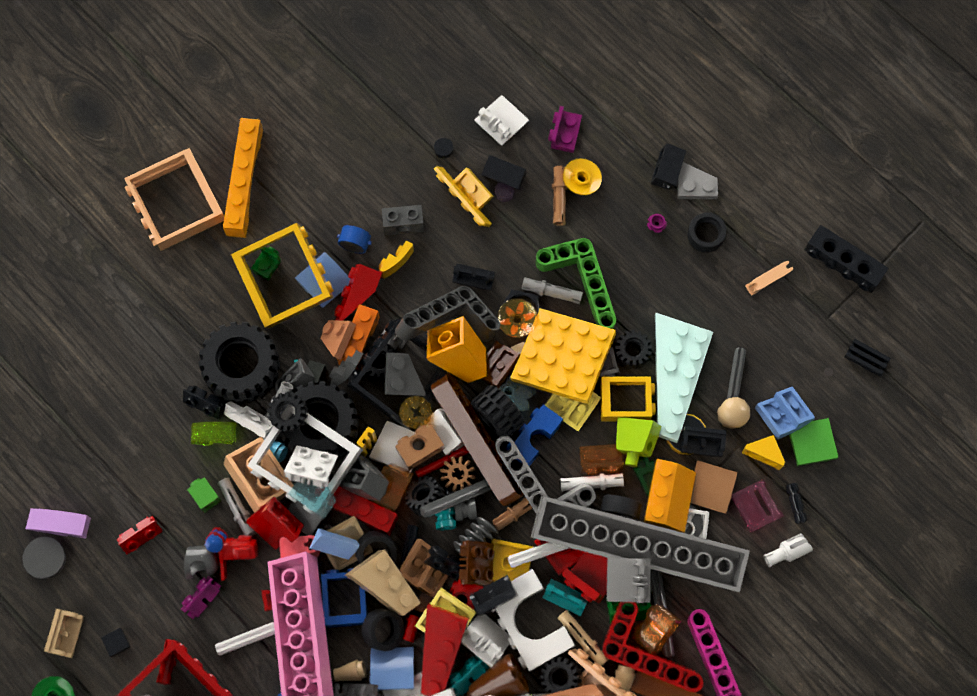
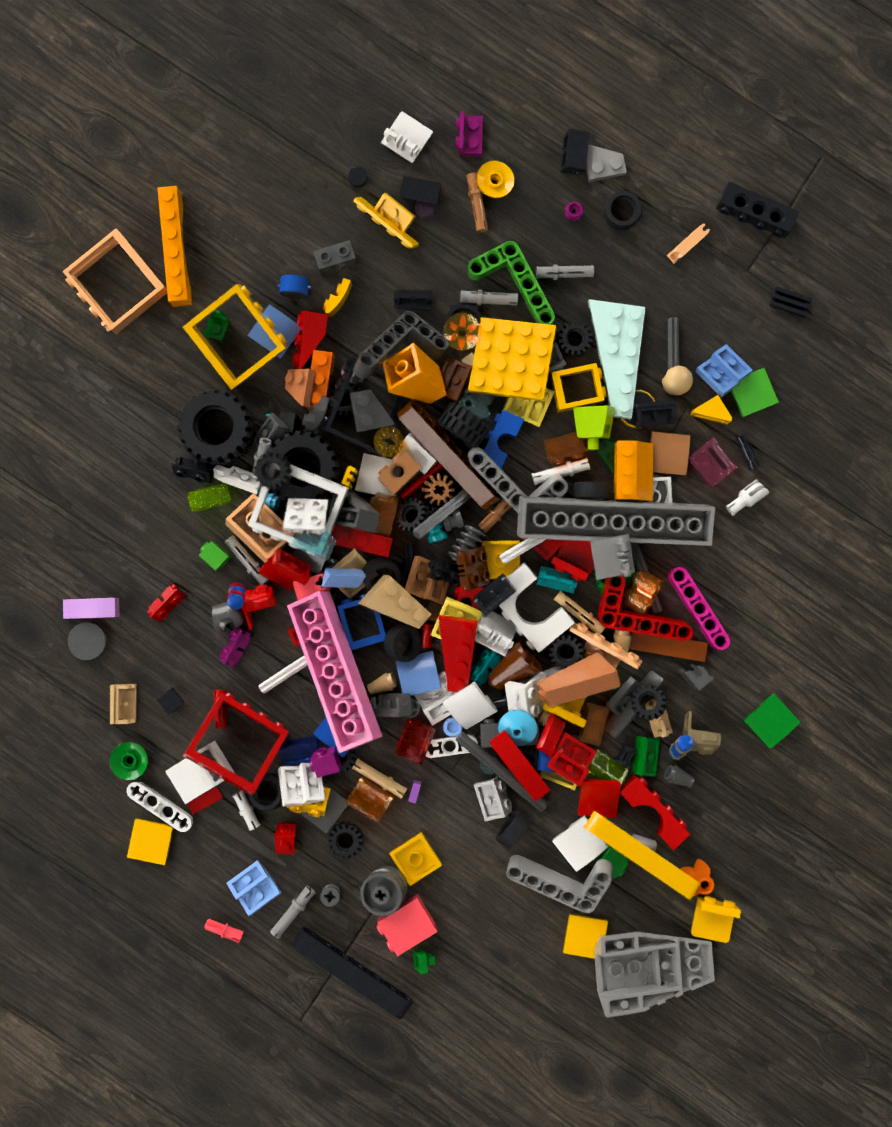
camera: 10 degrees left, 15 degrees up
(611, 276) = (564, 271): none -> light grey pin

